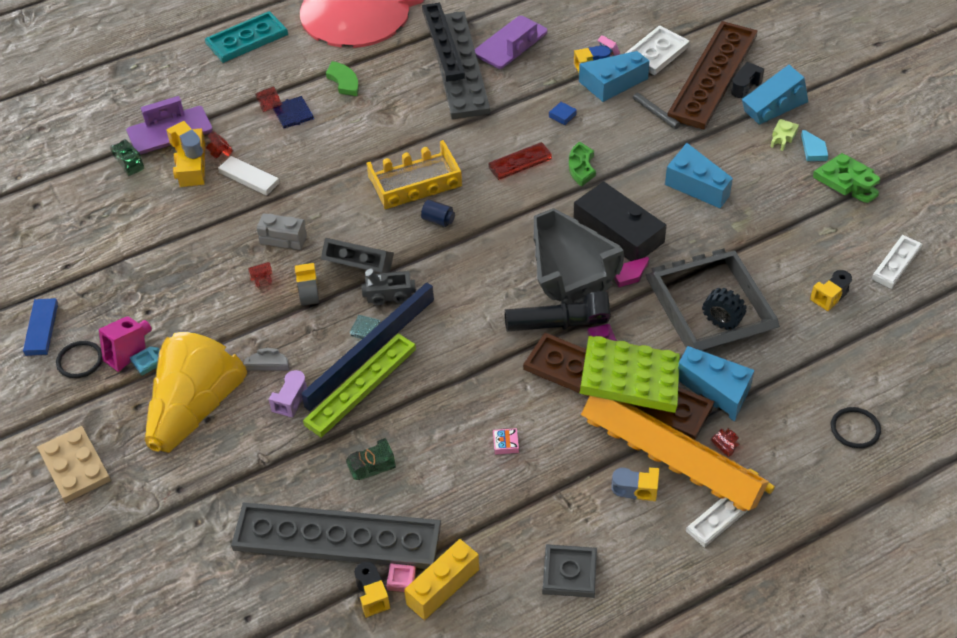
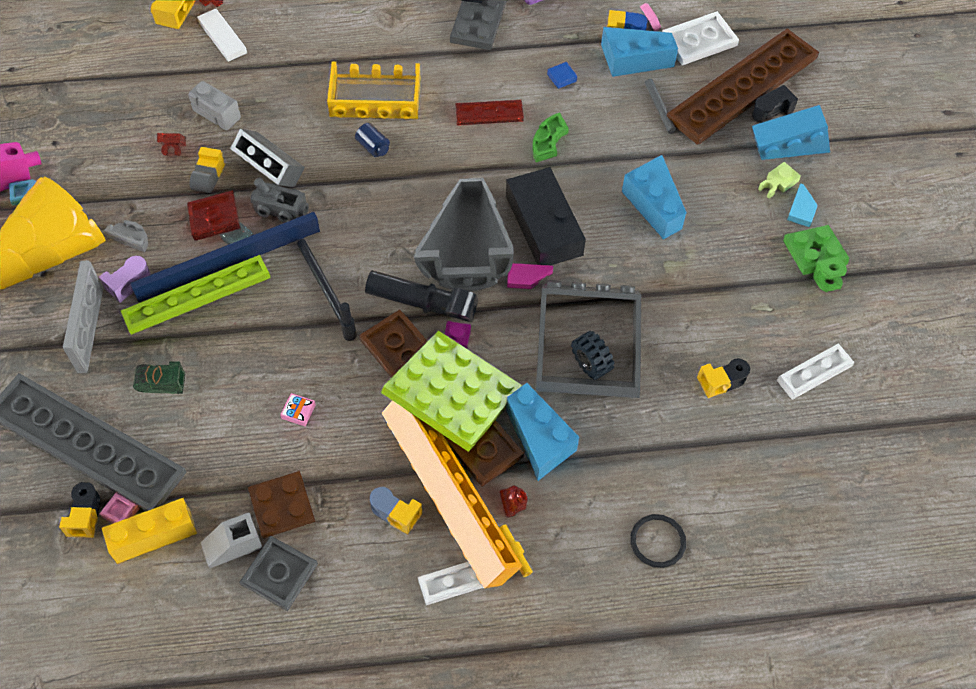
camera: 20 degrees right, 10 degrees up
(277, 434) = (83, 317): none -> light grey tile
(336, 318) = (213, 215): none -> clear red tile
(507, 358) = (341, 310): none -> black bar
(518, 558) = (231, 540): none -> light grey slope
(538, 518) = (281, 504): none -> reddish brown plate

